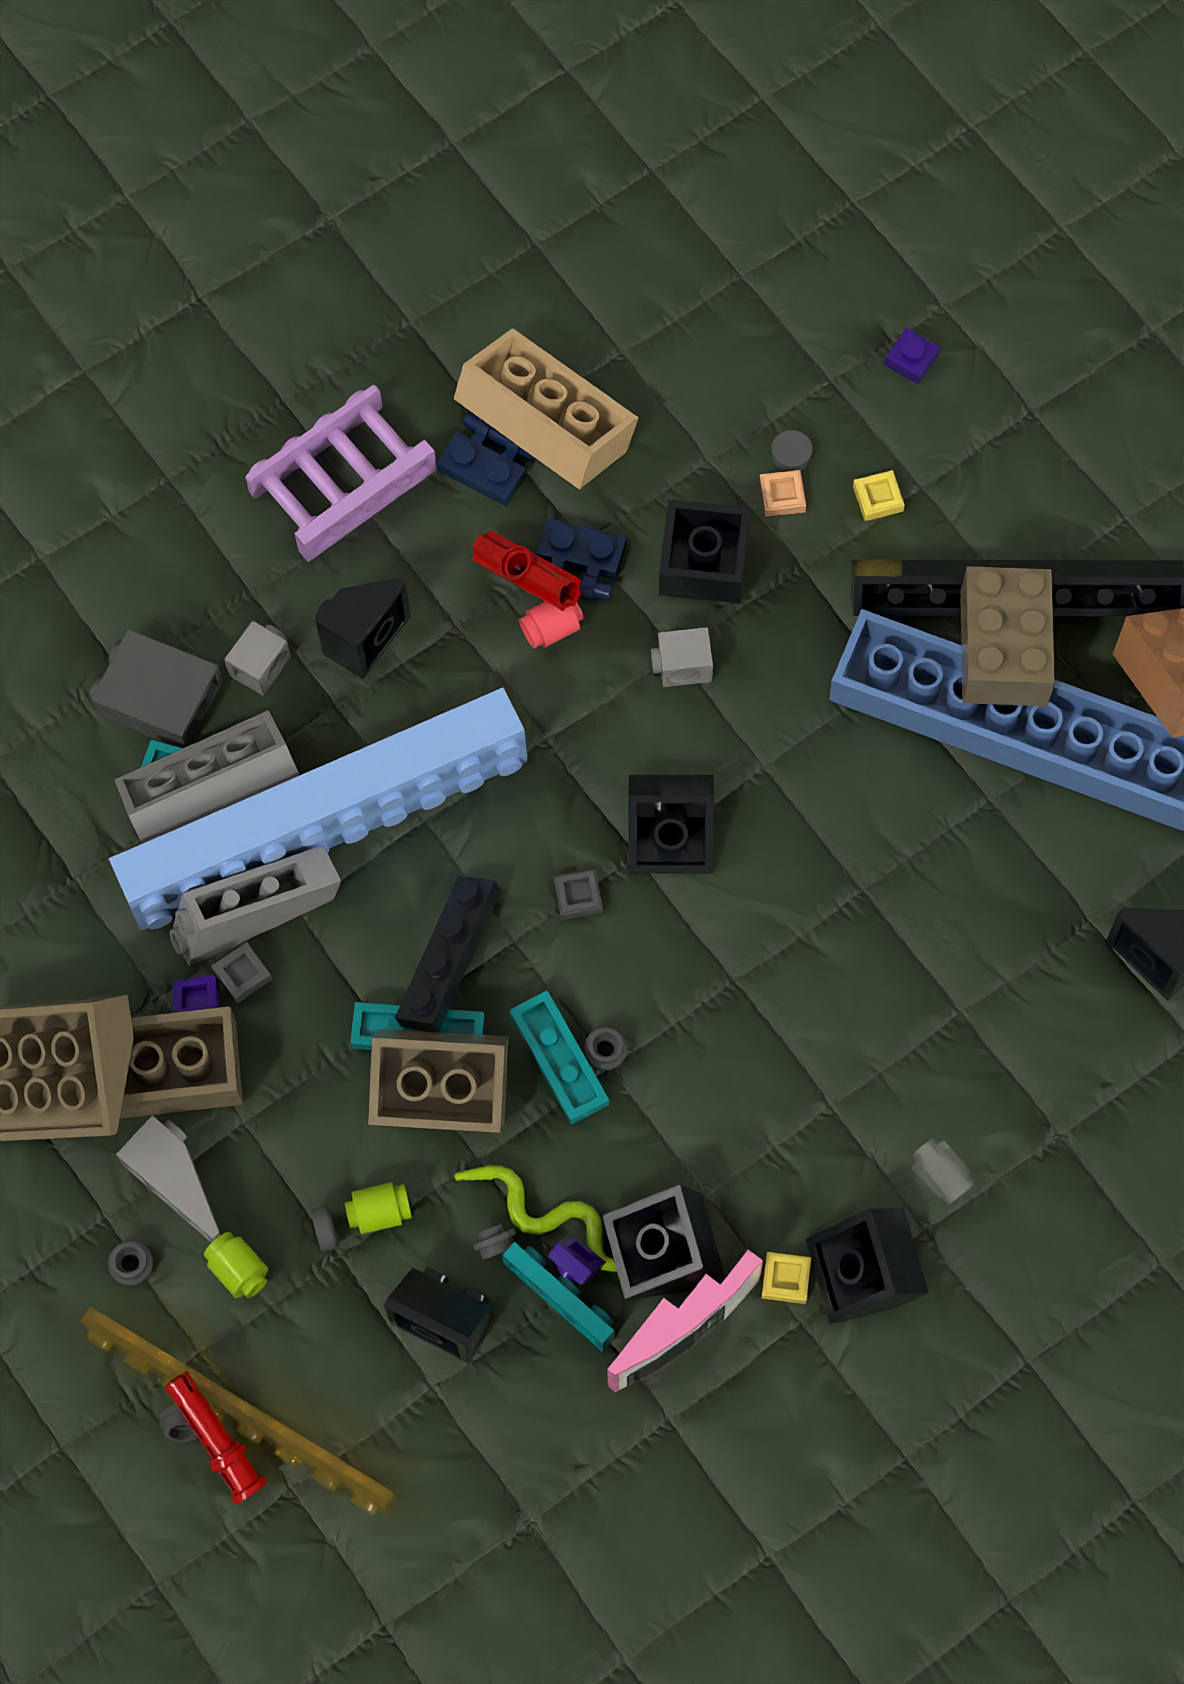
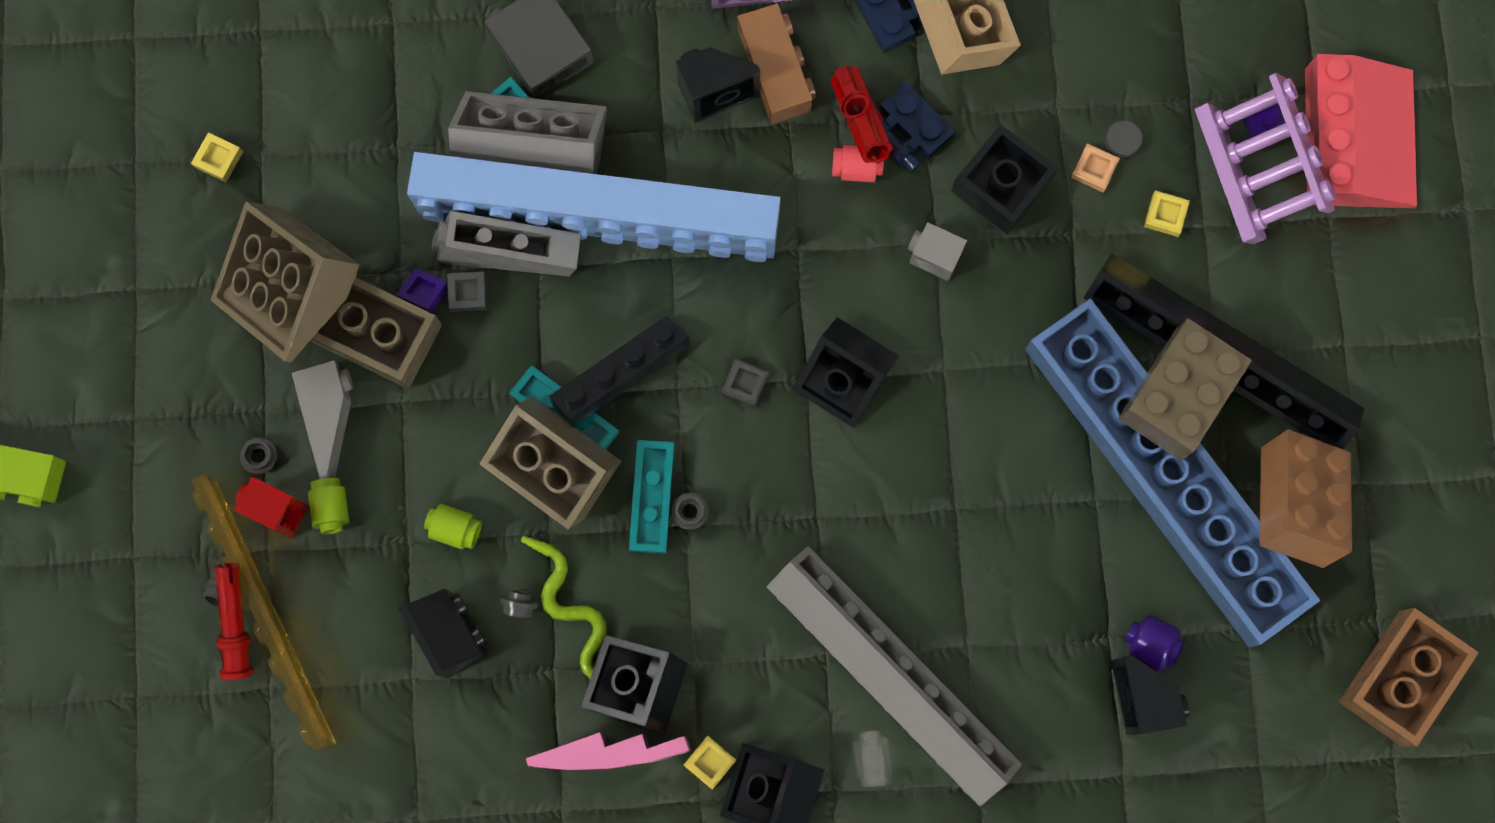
camera: 30 degrees right, 10 degrees up
(180, 1298) = (270, 507): none -> red brick
(258, 657) = (627, 60): light grey brick -> none
(324, 1228) = (405, 517): dark grey tile -> none
(433, 591) = (769, 46): none -> medium nougat brick
(560, 1295) = (539, 673): teal plate -> none
(576, 1260) = (565, 656): dark purple plate -> none
(902, 405) = (1229, 154): none -> lavender fence
(910, 1077) = (894, 676): none -> light grey brick
(1008, 317) = (1363, 129): none -> coral slope
(1136, 889) = (1155, 643): none -> dark purple head

